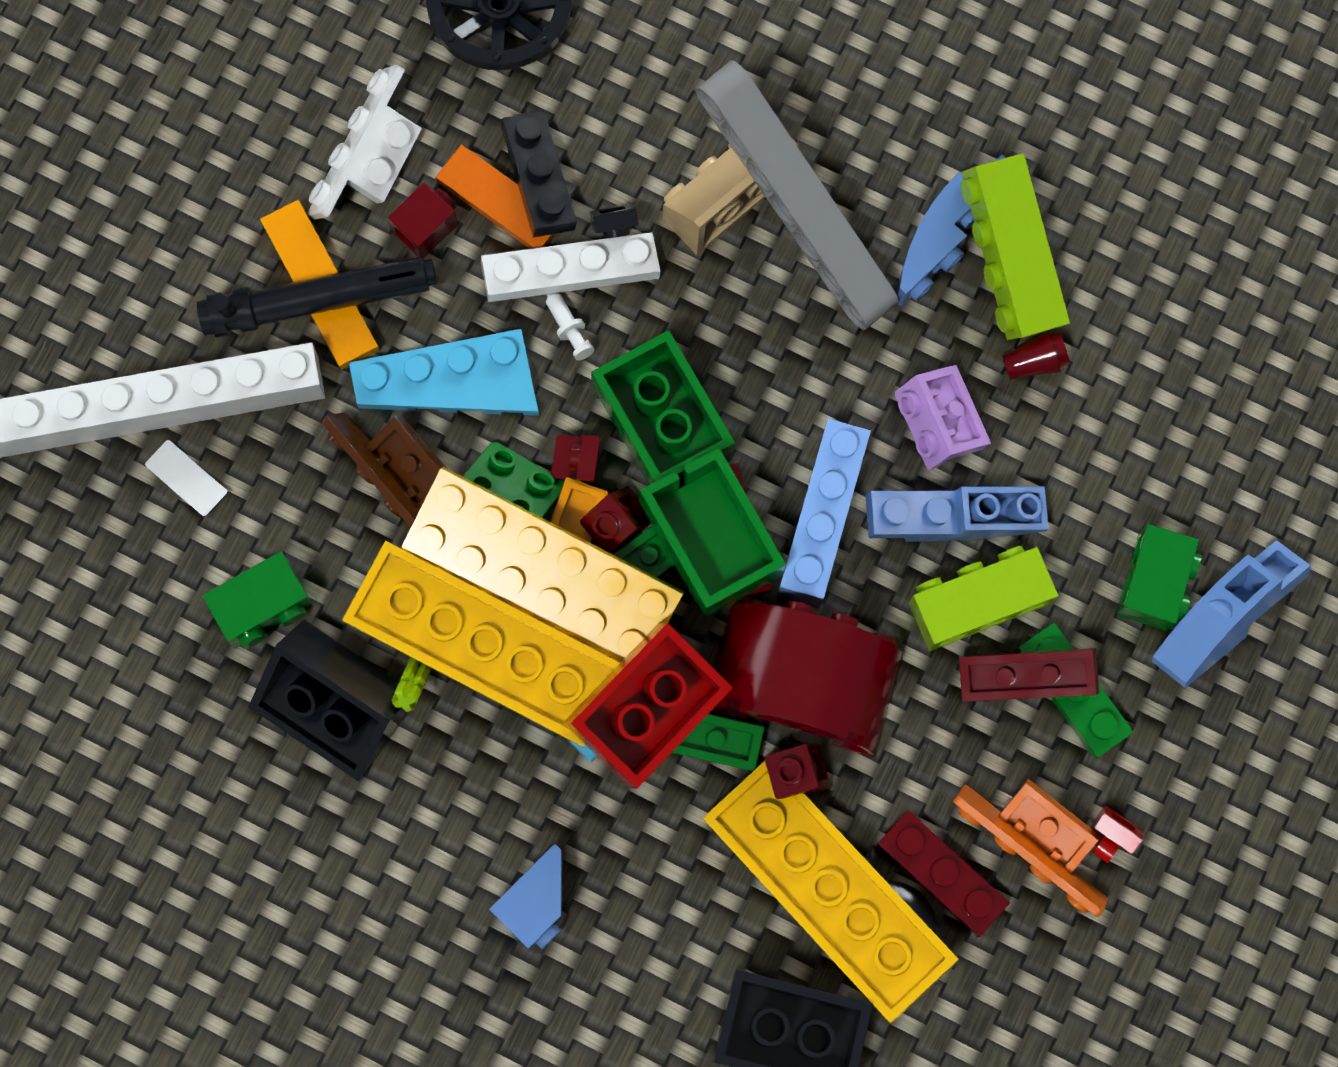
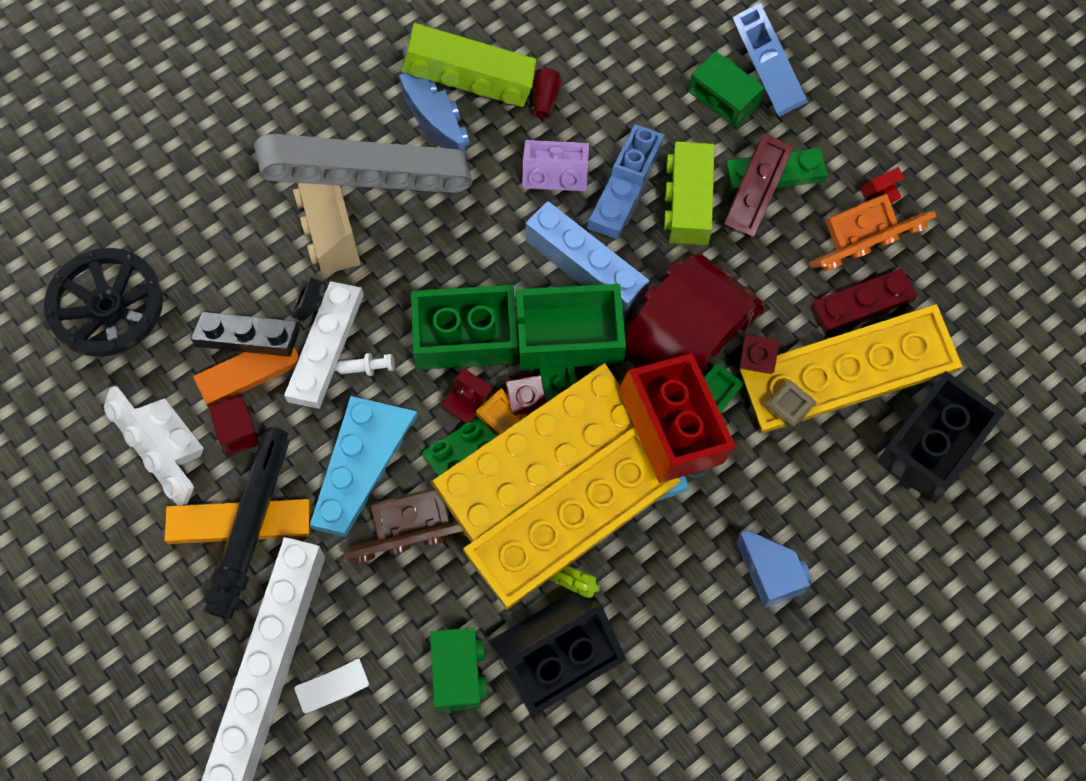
camera: 60 degrees left, 10 degrees down
(747, 837) = (791, 404): none -> dark tan tile

